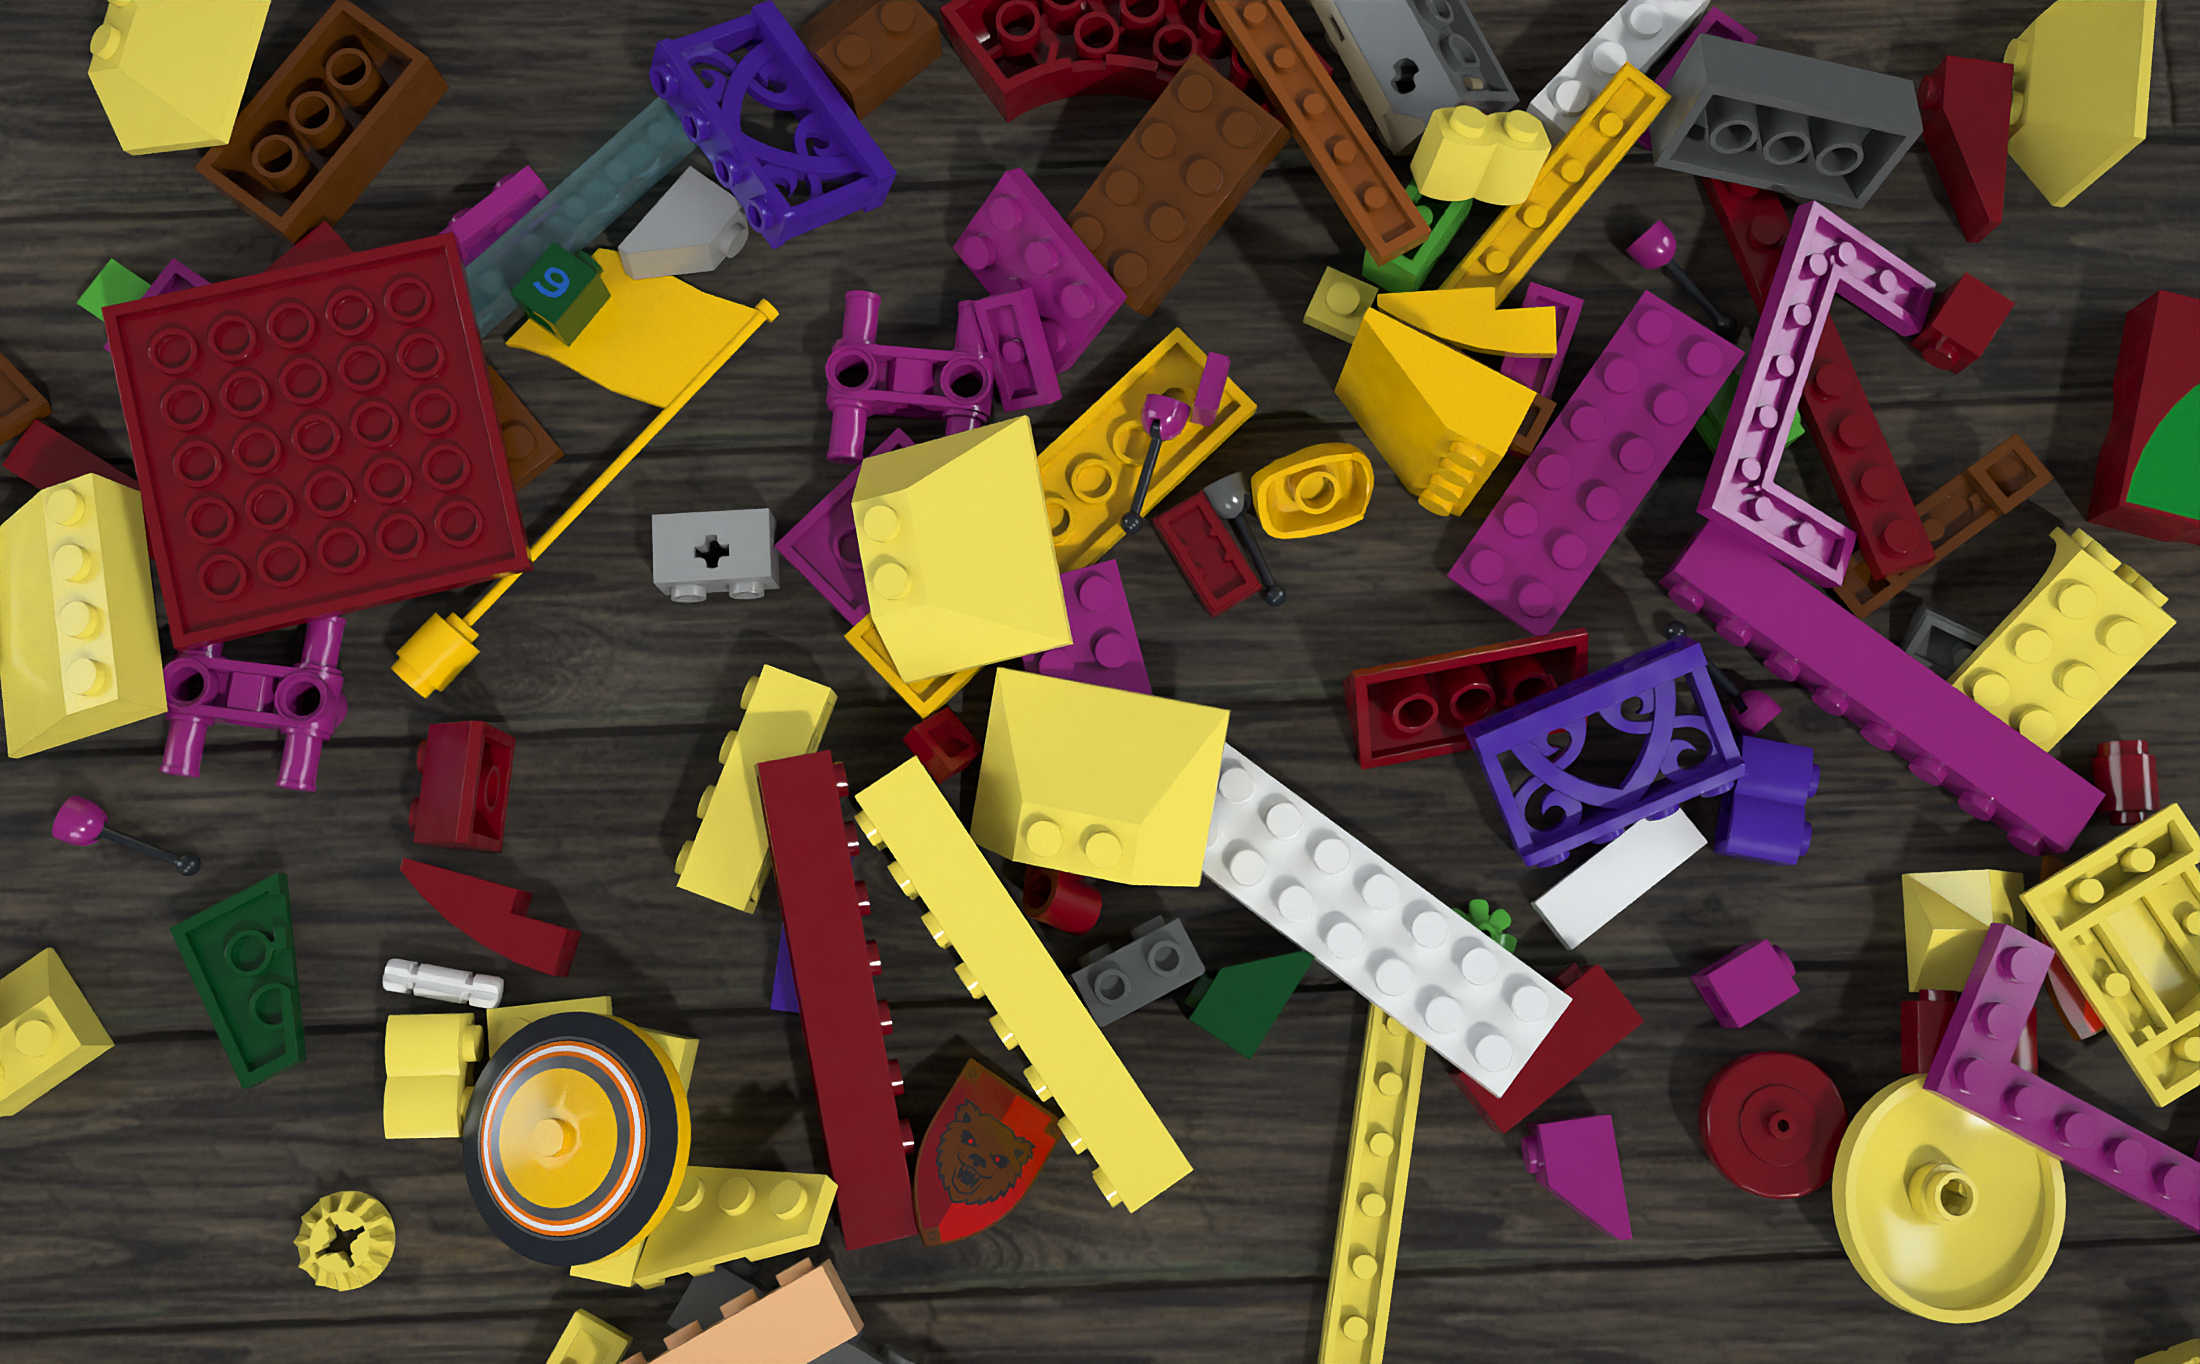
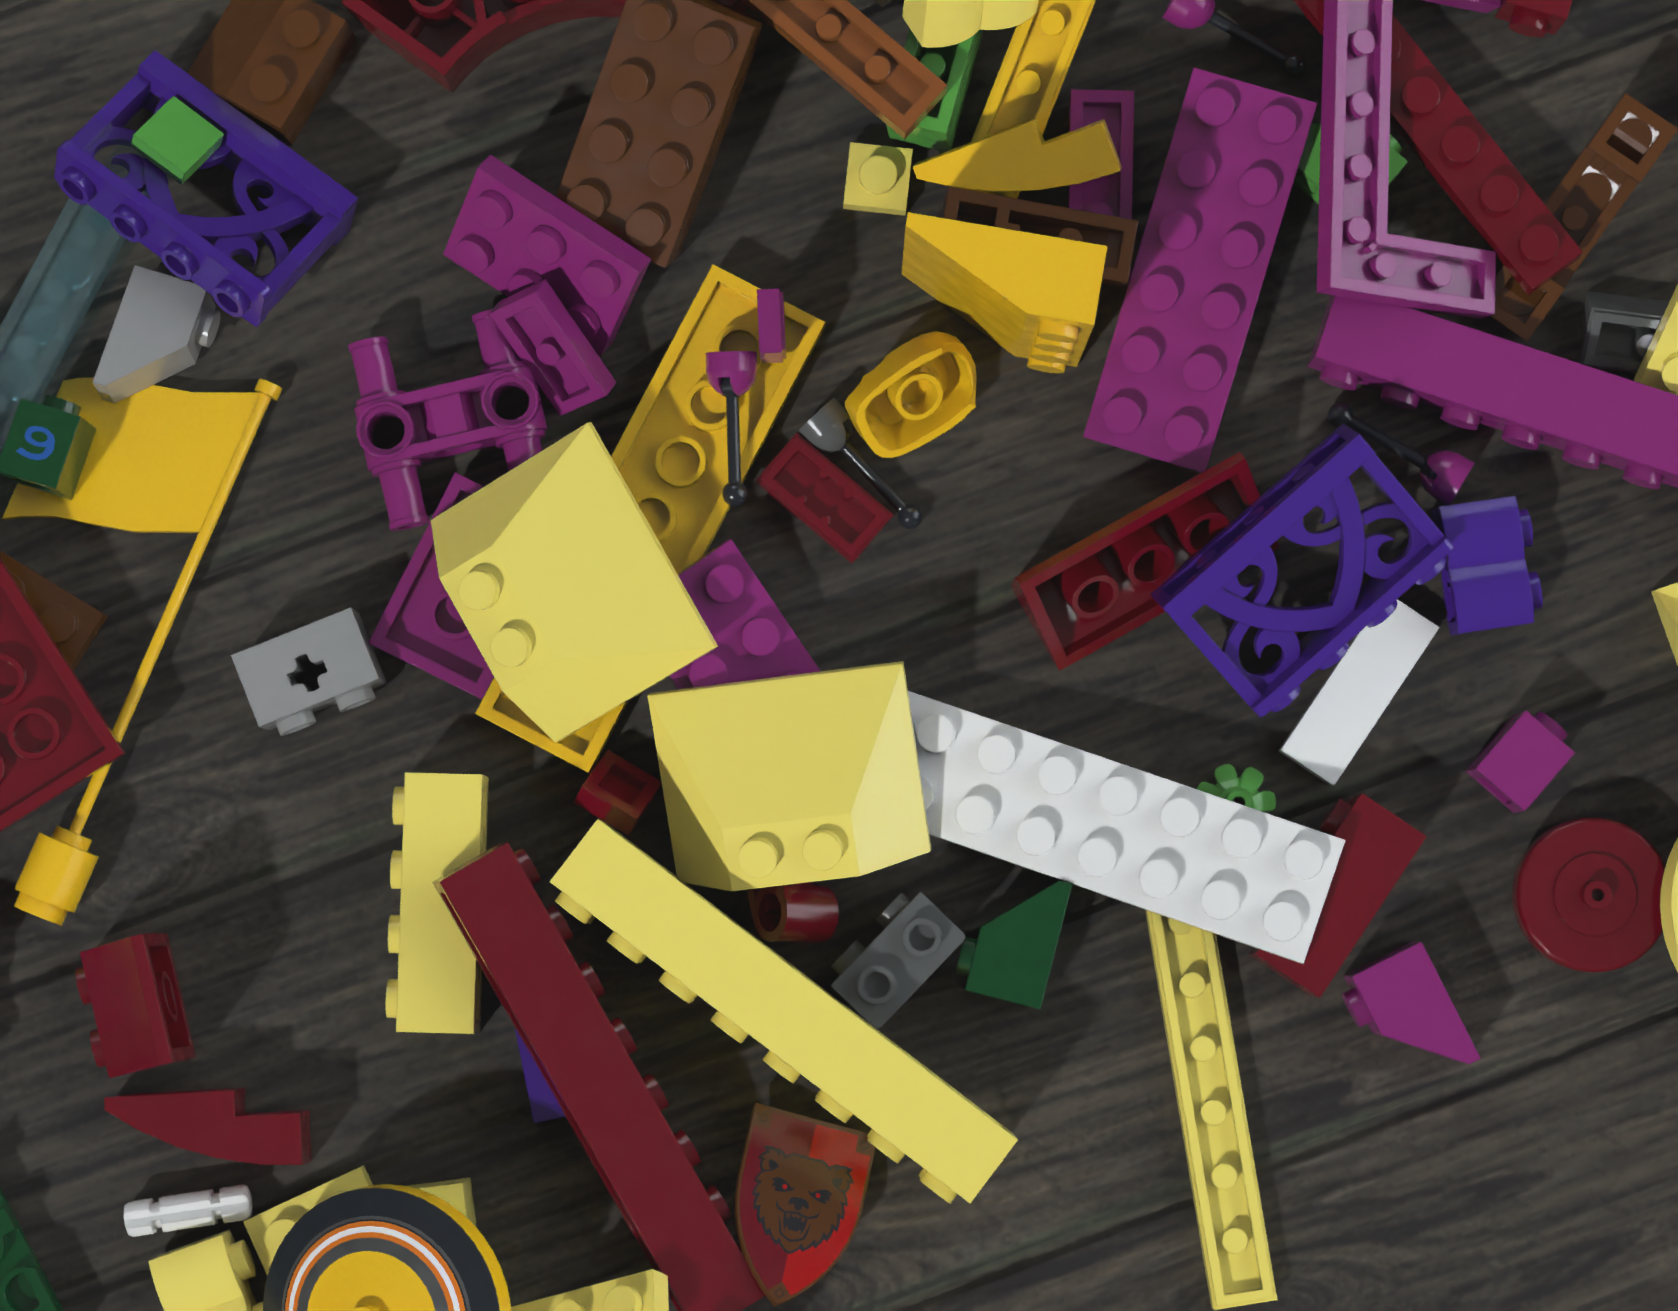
camera: 15 degrees left, 5 degrees up
(761, 74) = (177, 140): none -> bright green tile

